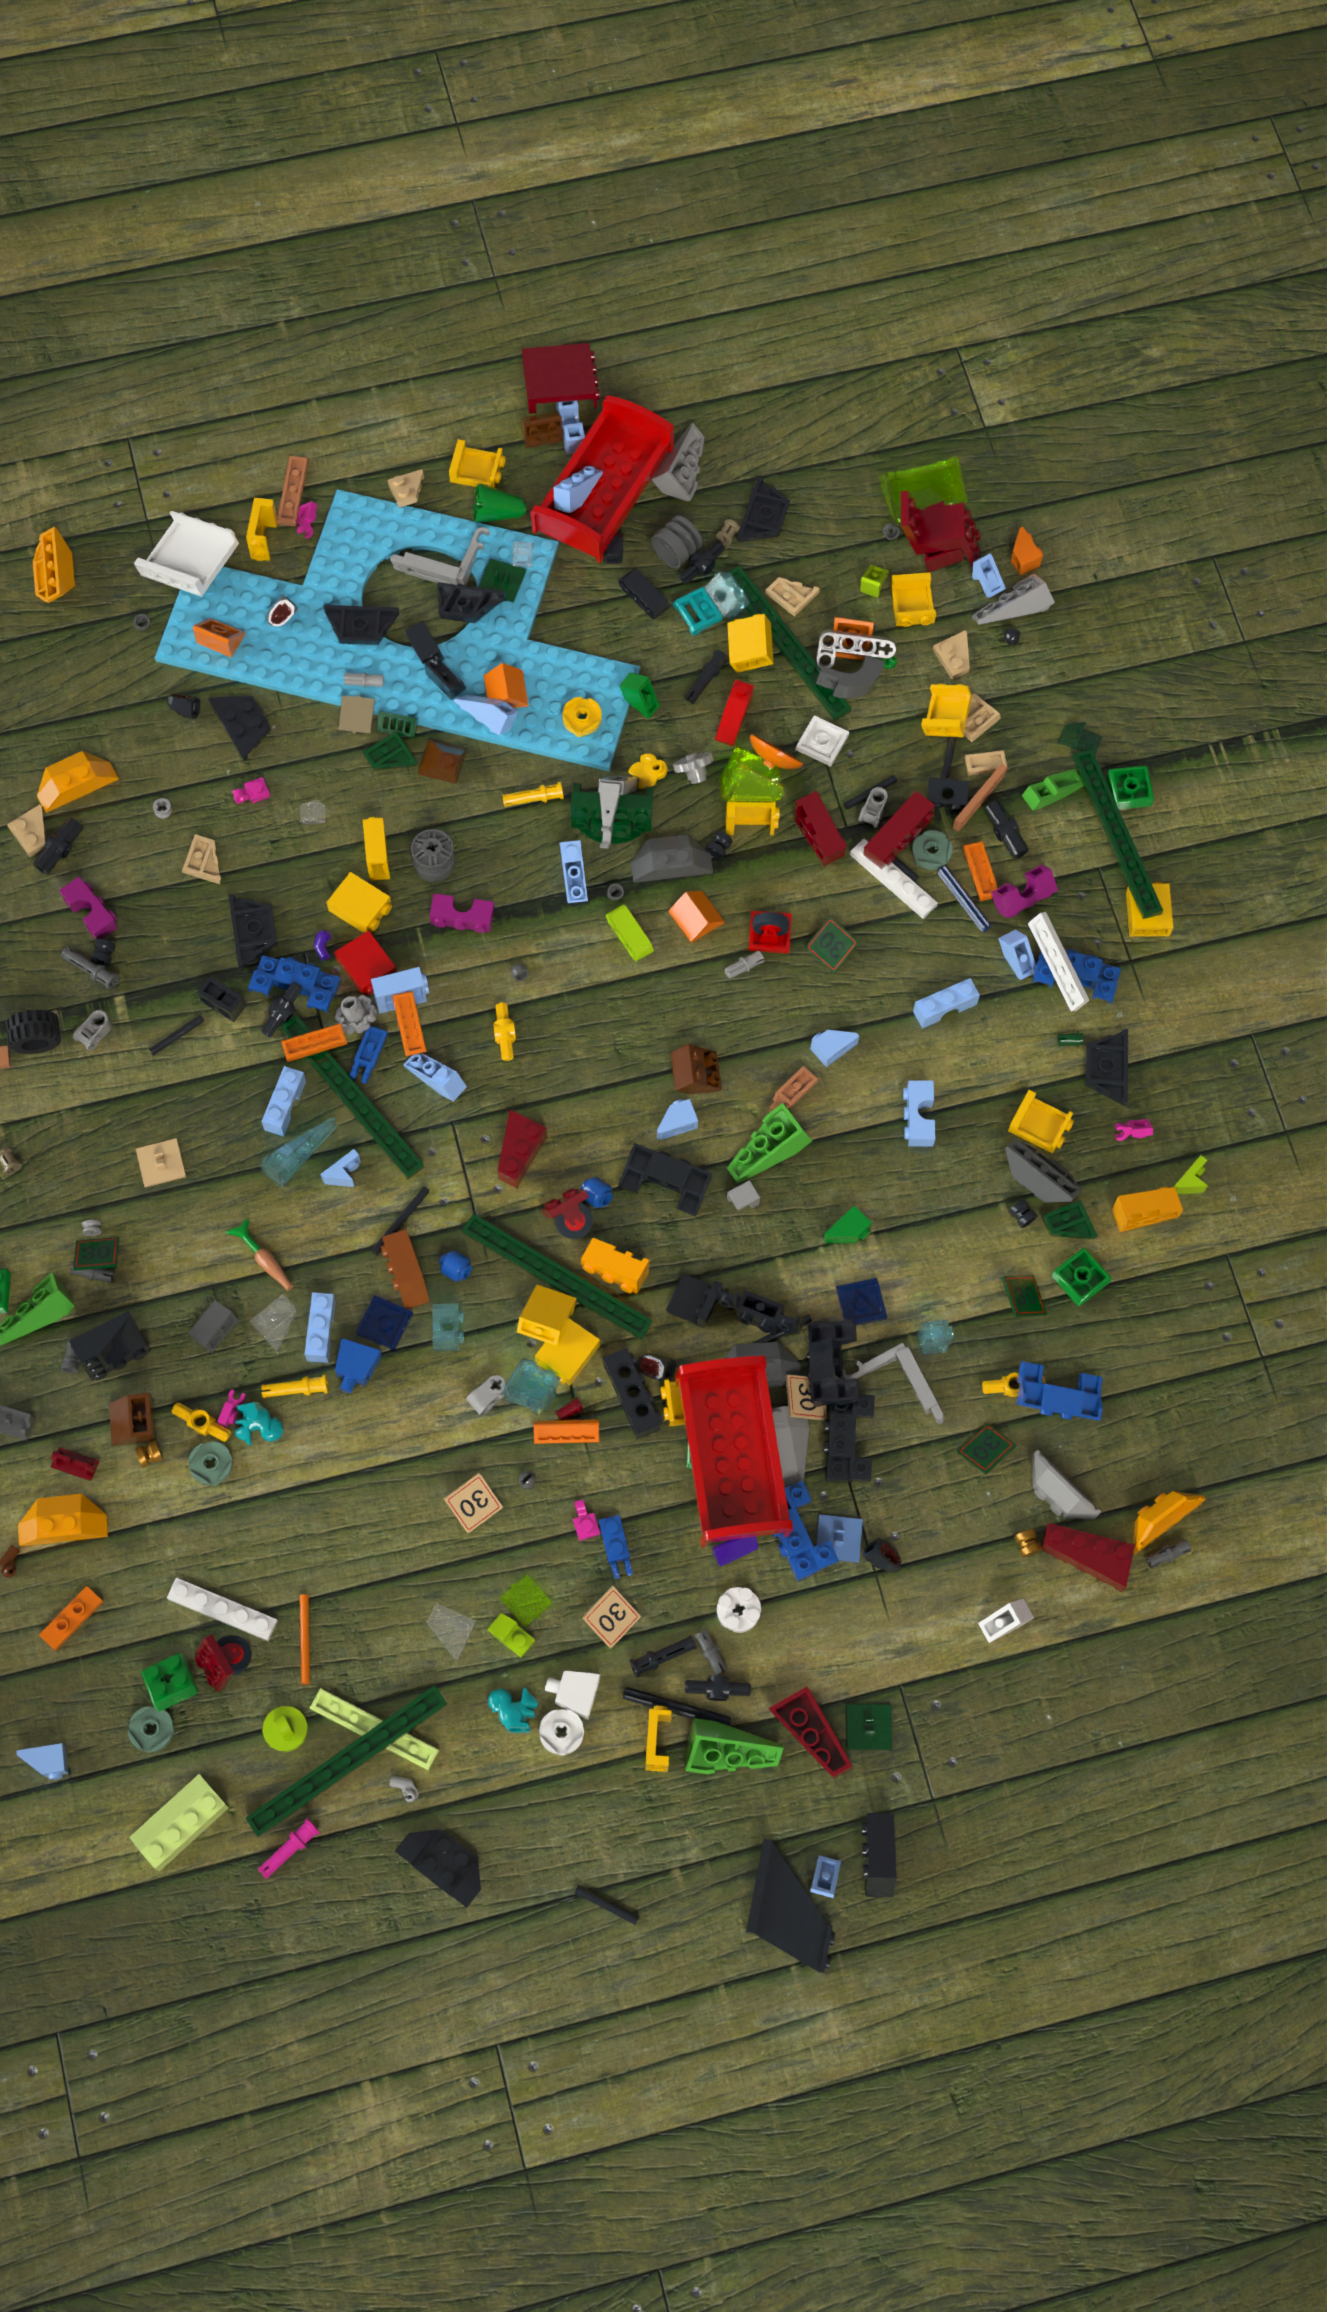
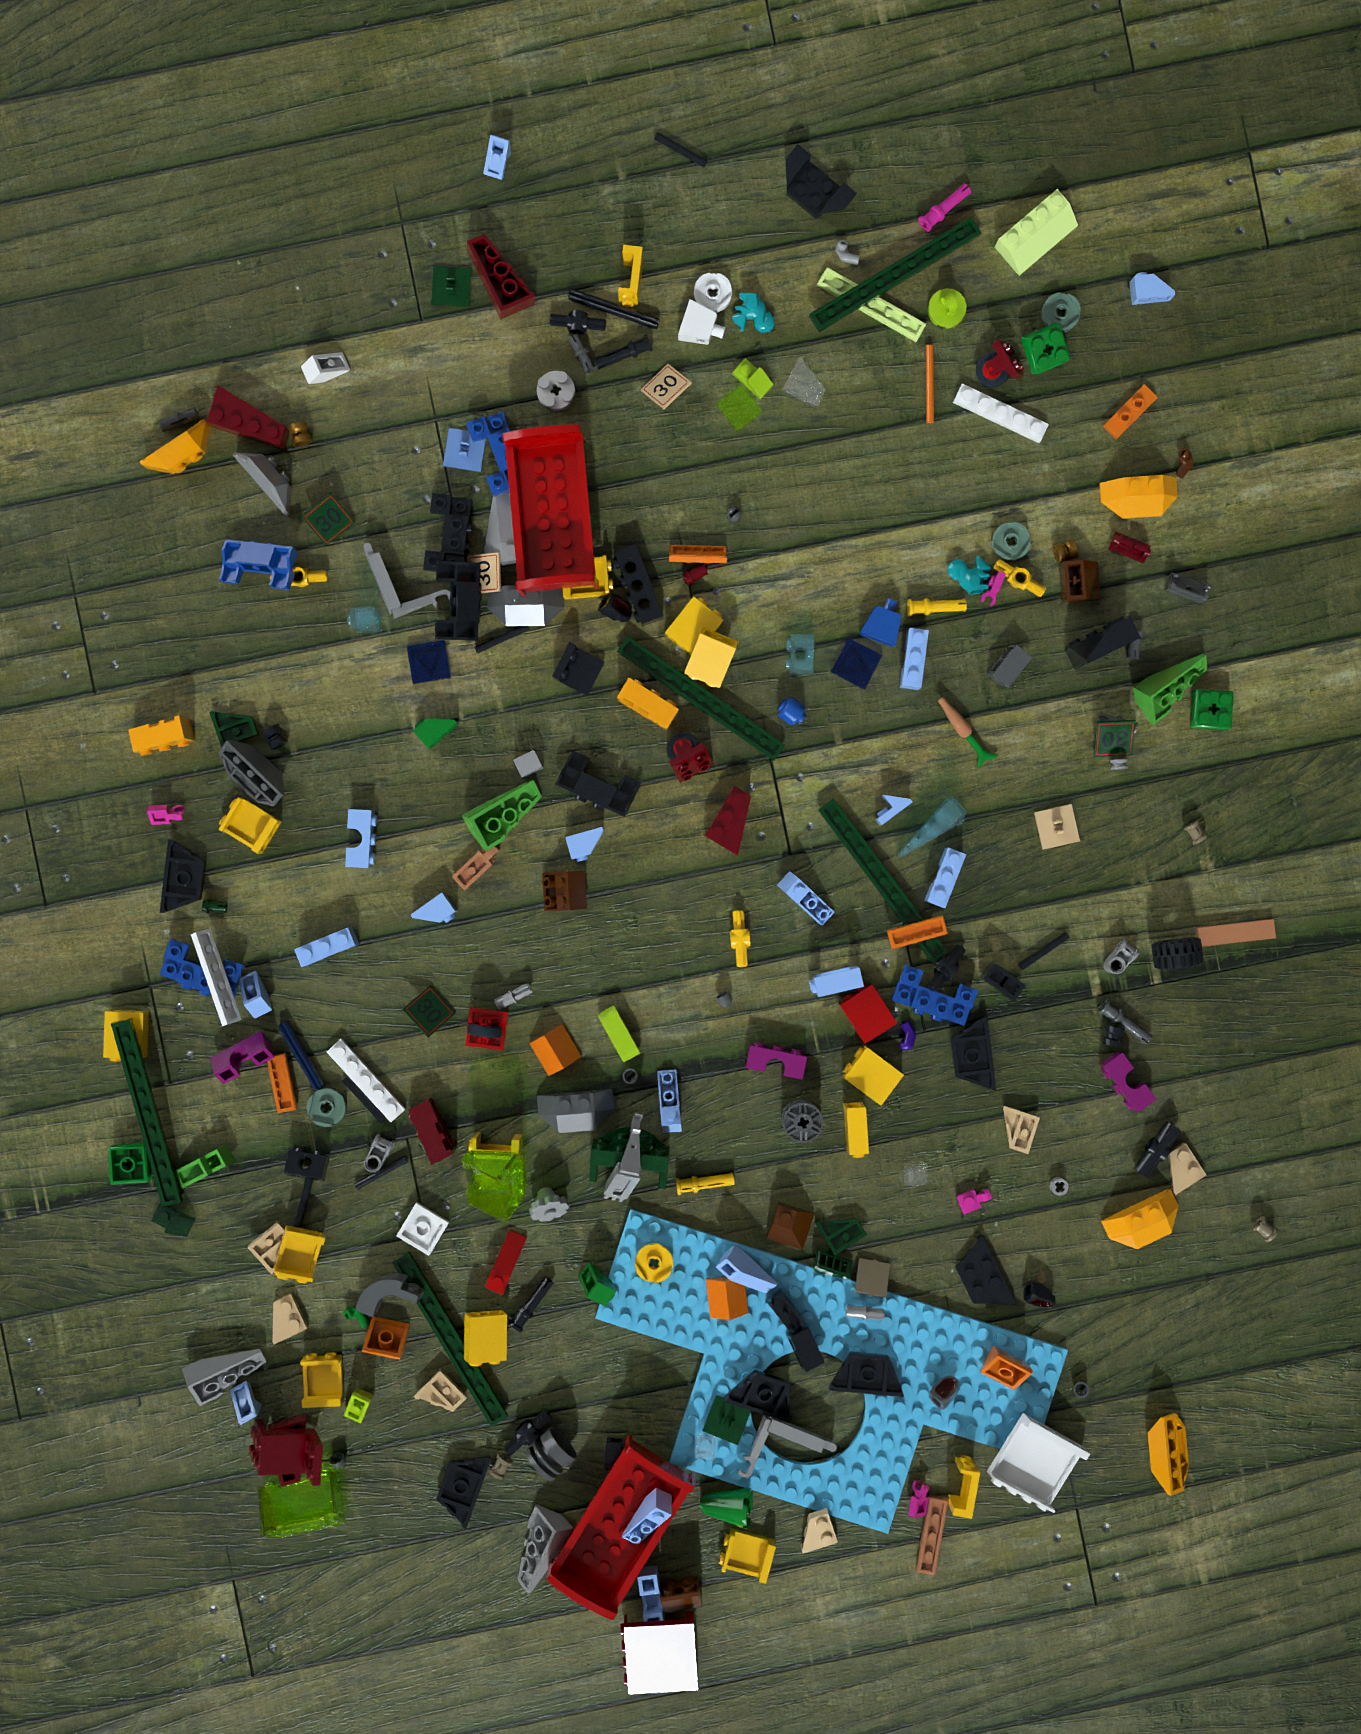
camera: 175 degrees left, 20 degrees up
(275, 1321) = (953, 670): clear wing -> none
(356, 1014) = (877, 961): light grey plant -> none
(369, 1052) = (866, 924): blue hinge -> none
(402, 1218) = (840, 759): black bar -> none
(405, 1269) = (838, 710): dark orange wedge -> none
(409, 1023) = (828, 945): orange plate -> none
(473, 1503) = (782, 492): tan piece -> none
(485, 1396) = (768, 588): light grey piece -> none
(531, 1386) = (727, 591): clear light blue piece -> none
(585, 1524) = (685, 472): dark pink plate -> none
(598, 1191) = (661, 775): blue head -> none
(615, 1544) = (659, 453): blue hinge -> none
(644, 594) = (587, 1399): black beam -> none
(646, 770) = (595, 1204): yellow plate -> none
(703, 608) = (529, 1380): teal plate -> none
(719, 844) = (529, 1121): black wheel -> none
(720, 1747) = (581, 274): bright green wedge -> none
(727, 595) = (505, 1402): clear light blue brick -> none
(759, 1312) = (519, 652): black bracket -> none
(773, 755) = (469, 1212): orange dish -> none
(785, 1914) = (532, 132): black piece -> none
(856, 648) = (382, 1324): light grey beam -> none
(879, 1854) = (450, 174): black wedge -> none
(882, 1555) = (428, 429): black rock -> none
(900, 830) = (355, 1123): dark red wedge -> none
(980, 797) = (275, 1160): nougat tile -> none
(984, 762) = (267, 1199): tan tile -> none
(1006, 829) = (253, 1125): black piece -> none
(1012, 636) = (228, 1335): black hinge -> none
(1024, 1296) = (281, 657): dark green piece -> none
(1025, 553) = (206, 1429): orange slope -> none
(1081, 1263) = (216, 671): green brick -> none
(1190, 1180) = (120, 761): lime slope -> none

